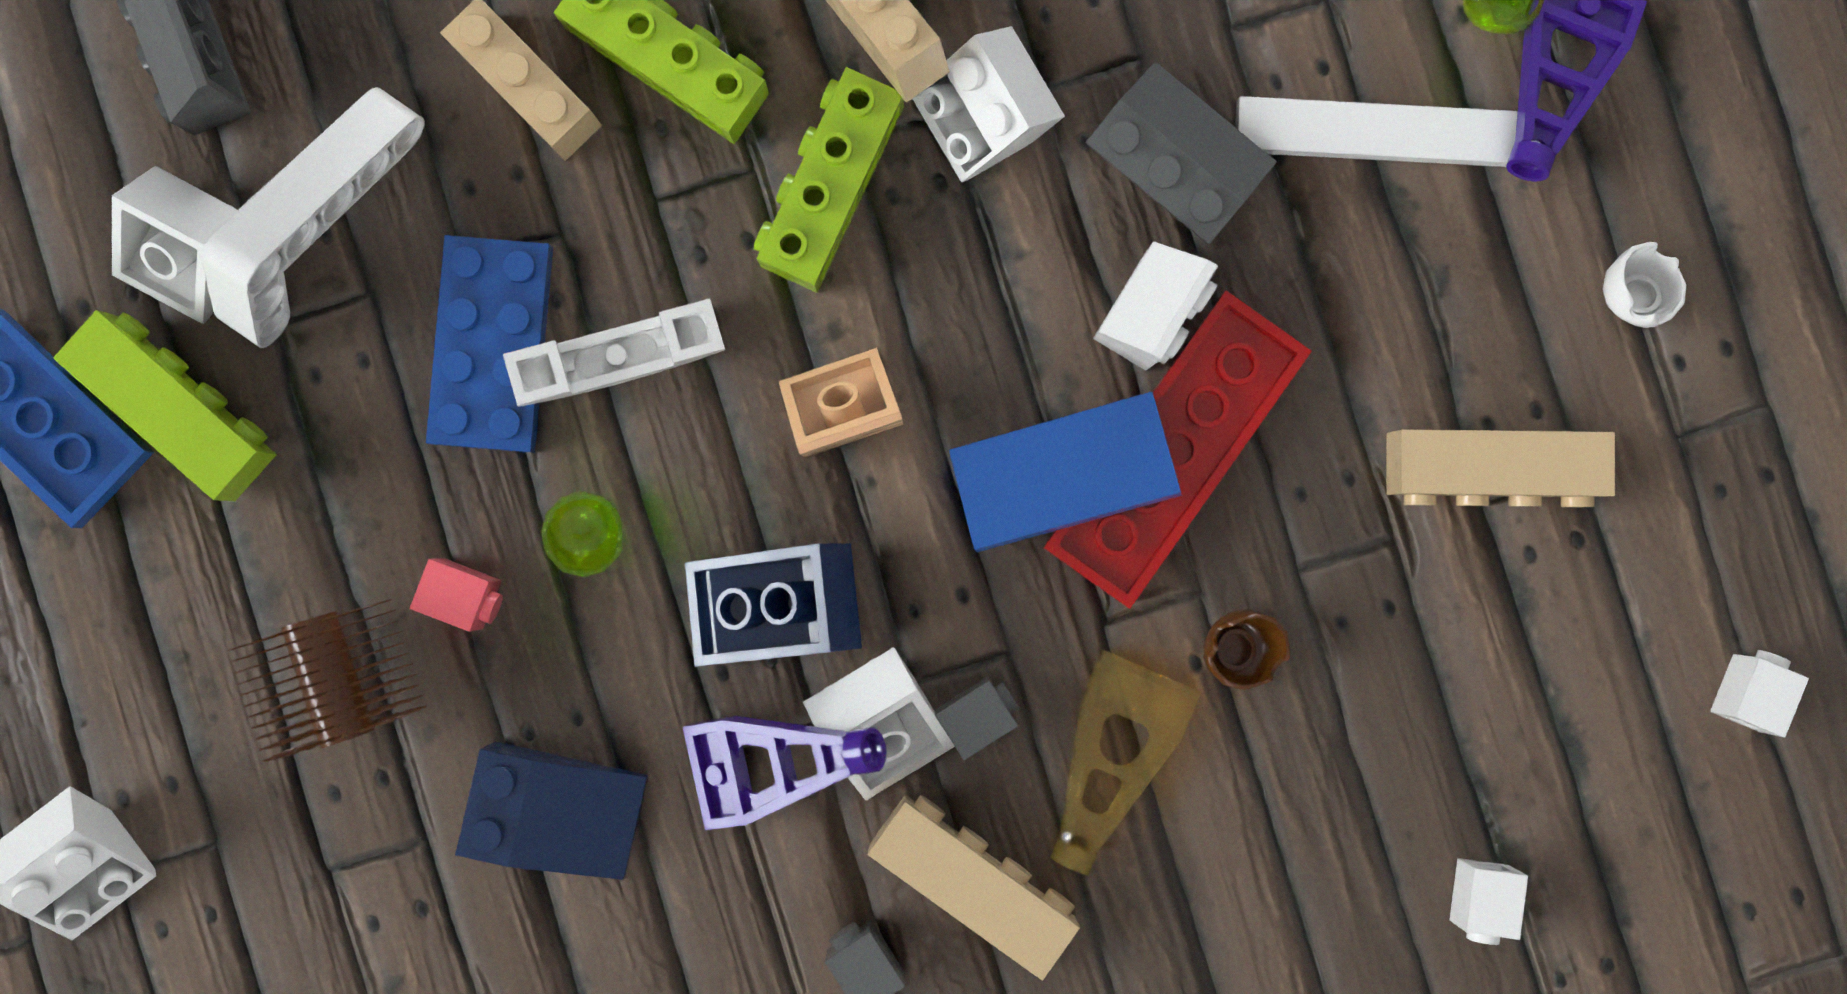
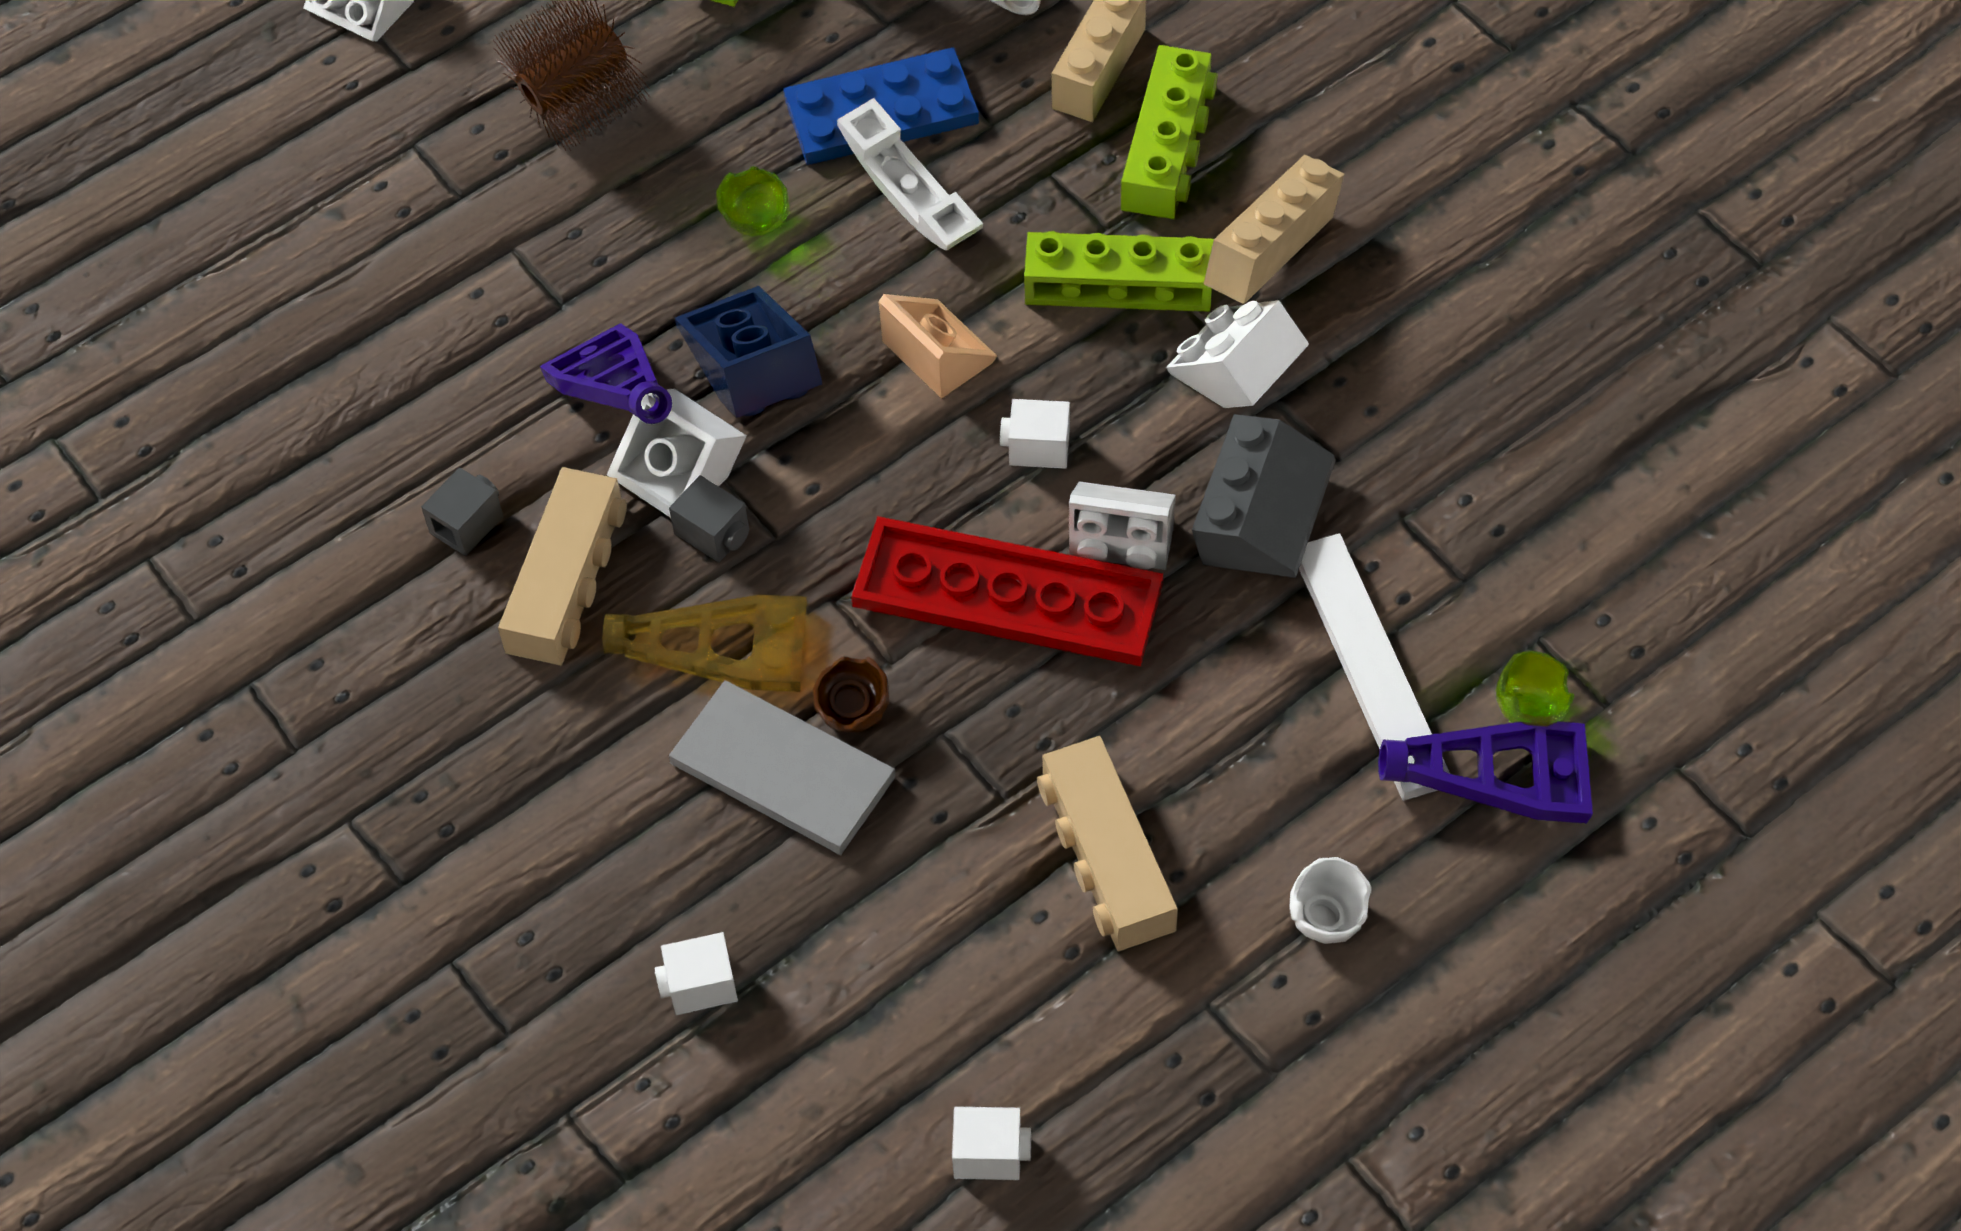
camera: 80 degrees right, 30 degrees down
(457, 595) = (670, 142): coral brick -> none
(550, 813) = (515, 258): dark blue slope -> none
(1003, 347) = (1037, 433): none -> white brick
(1064, 472) = (949, 506): blue tile -> none
(1284, 740) = (782, 767): none -> light grey tile

